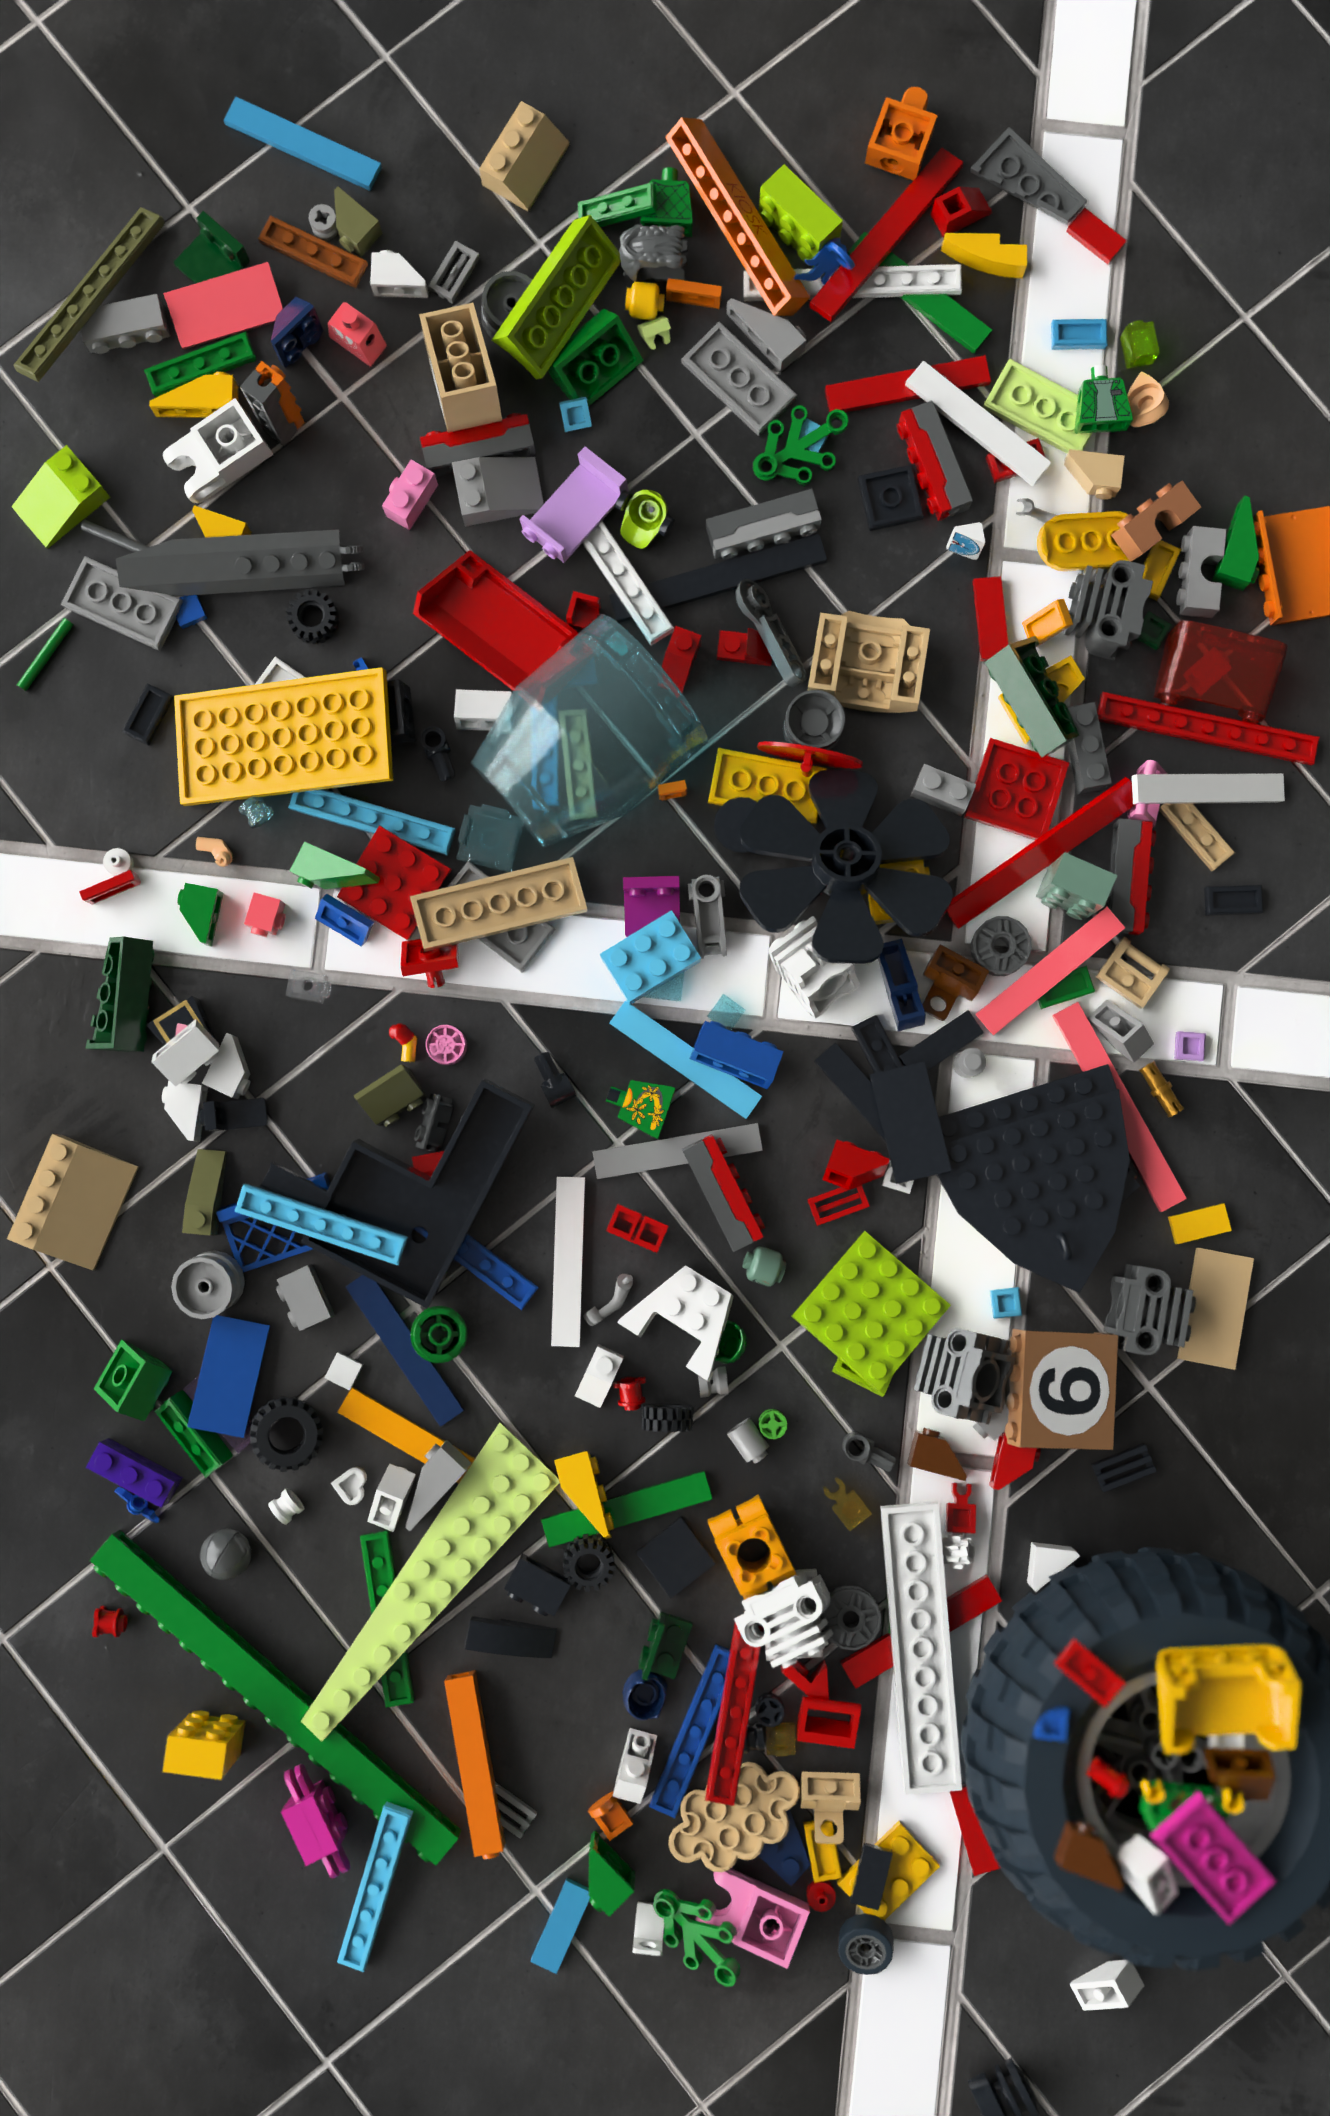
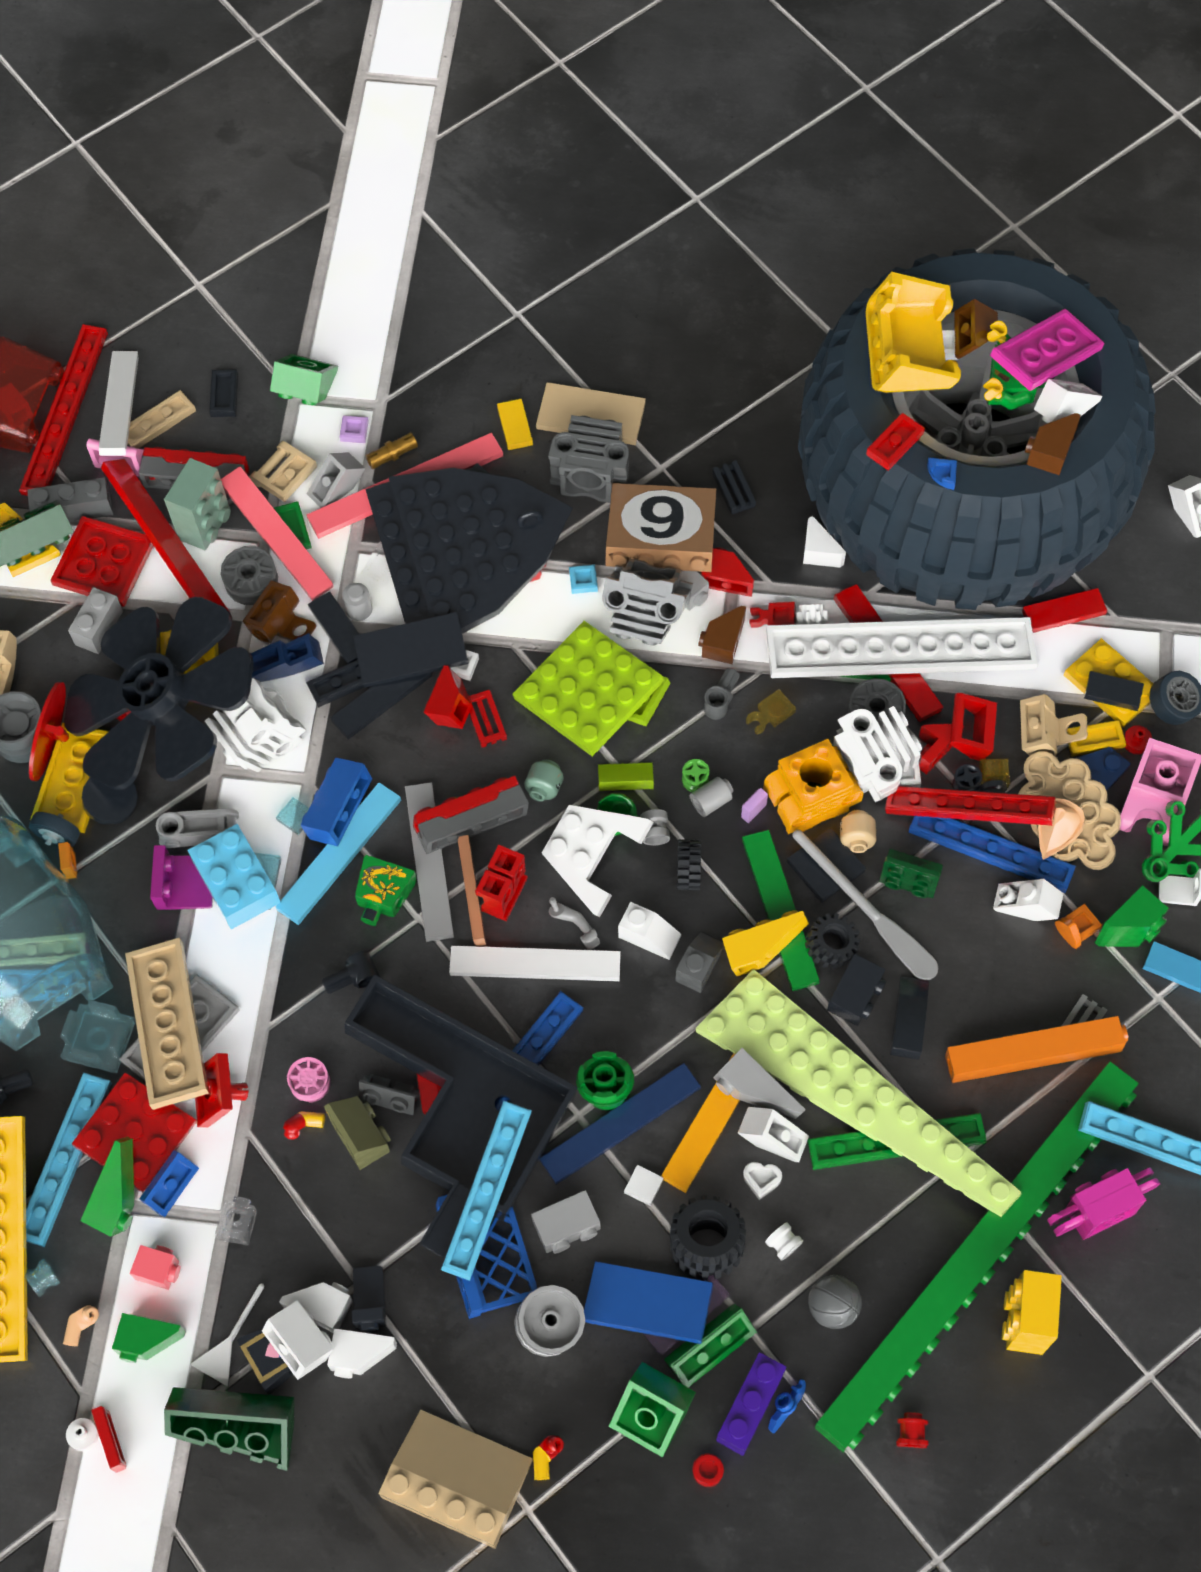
camera: 90 degrees left, 20 degrees down
(81, 1430) = (708, 1470): none -> red tile
(96, 1280) = (544, 1454): none -> arm
(184, 978) = (218, 1360): none -> white piece
(205, 1193) = (452, 1330): olive slope -> none
(570, 1427) = (699, 962): none -> dark grey slope
(591, 1631) = (904, 946): none -> light grey piece
(630, 1392) = (666, 901): red brick -> none
(640, 1196) = (470, 886): none -> nougat tile
(644, 1697) = (959, 892): dark blue hair -> none
(702, 773) = (54, 828): none -> black wheel
(709, 1592) = (858, 830): none -> tan head
(713, 1816) = (1066, 827): none -> light nougat piece
(738, 1484) = (754, 805): none -> lavender tile
(773, 1350) = (625, 776): none -> lime slope
(1106, 1776) = (991, 427): red pin -> none
(1252, 987) = (302, 378): none -> slope

